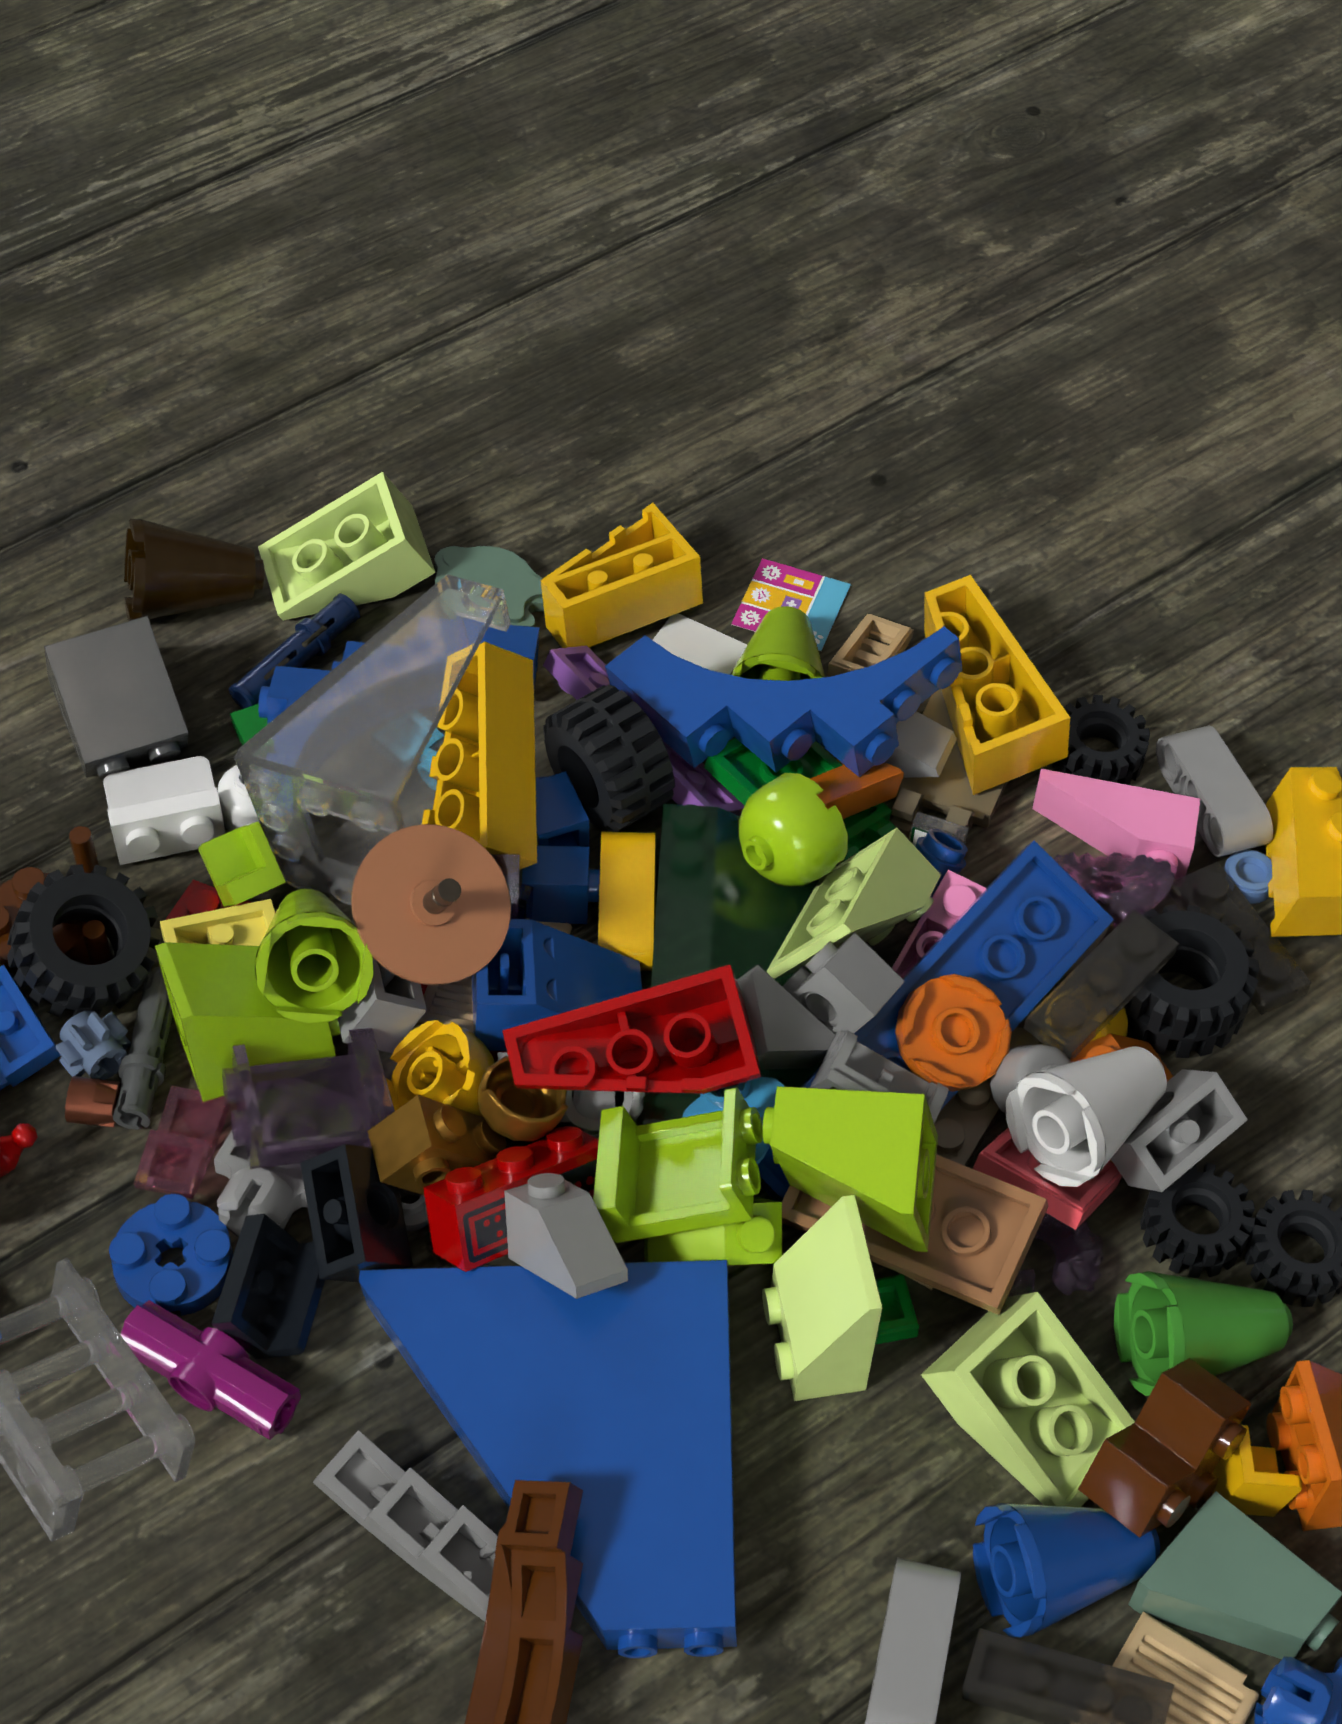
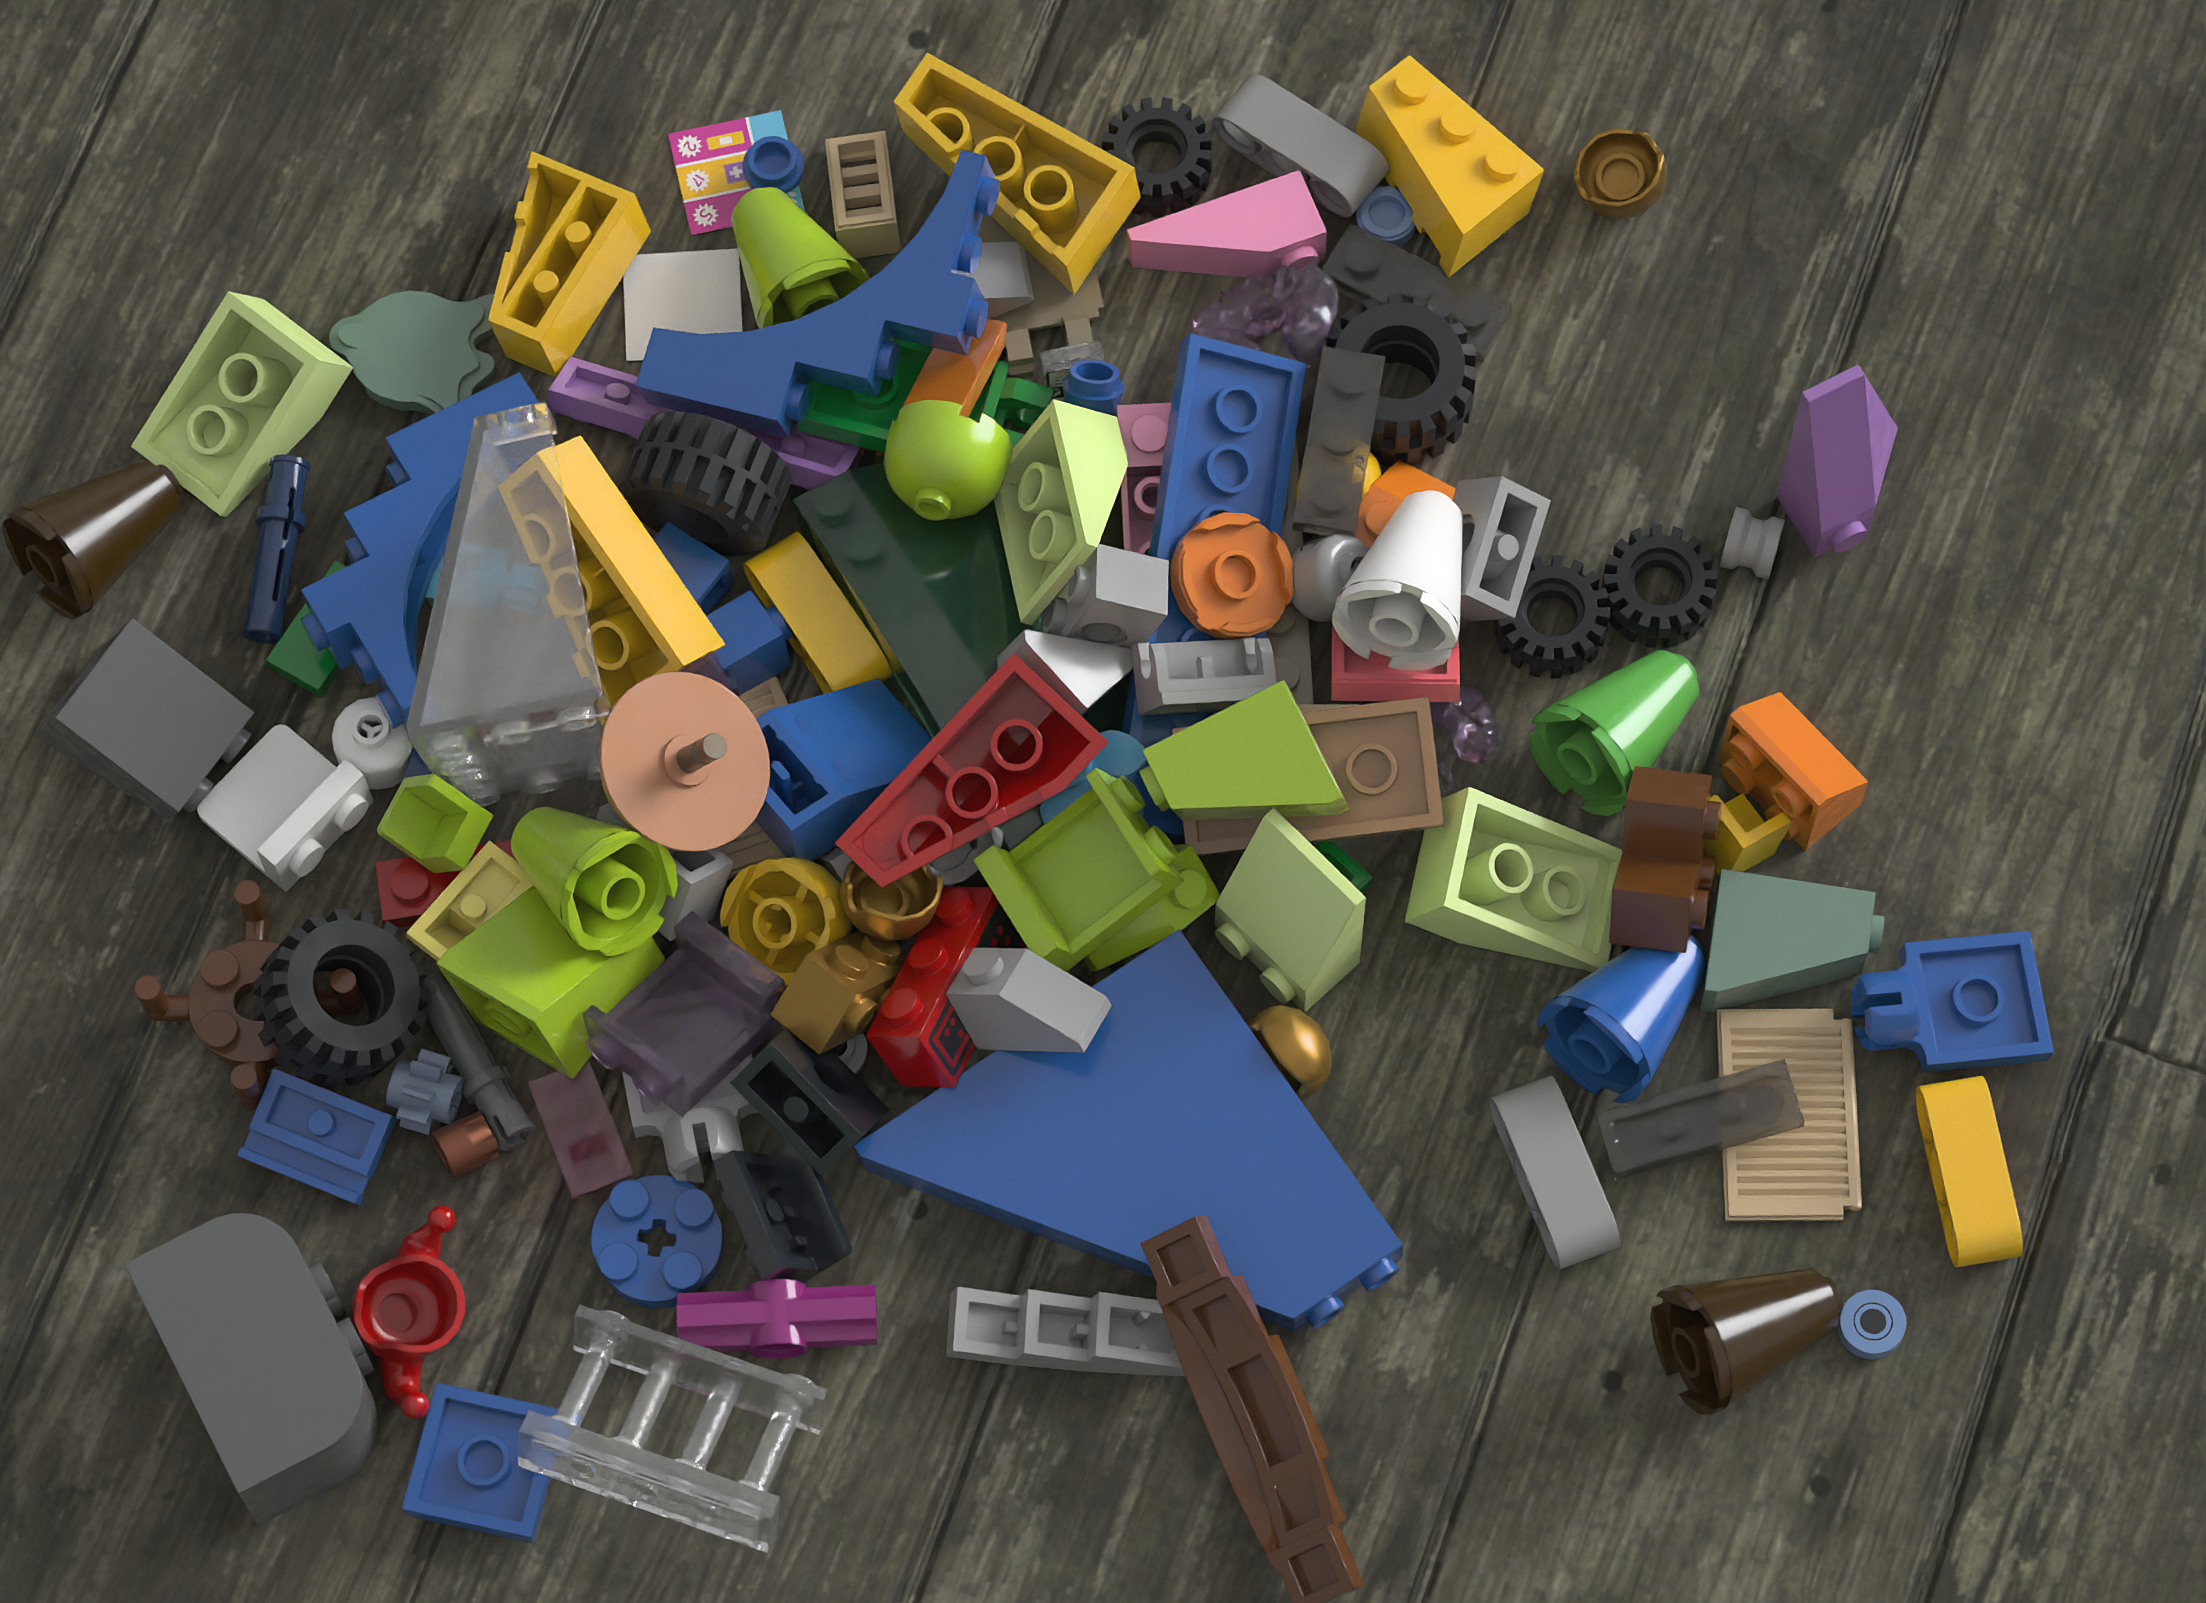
camera: 30 degrees left, 15 degrees up
(758, 1415) = (1295, 1047): none -> pearl gold hair
(820, 605) = (774, 164): none -> blue plate

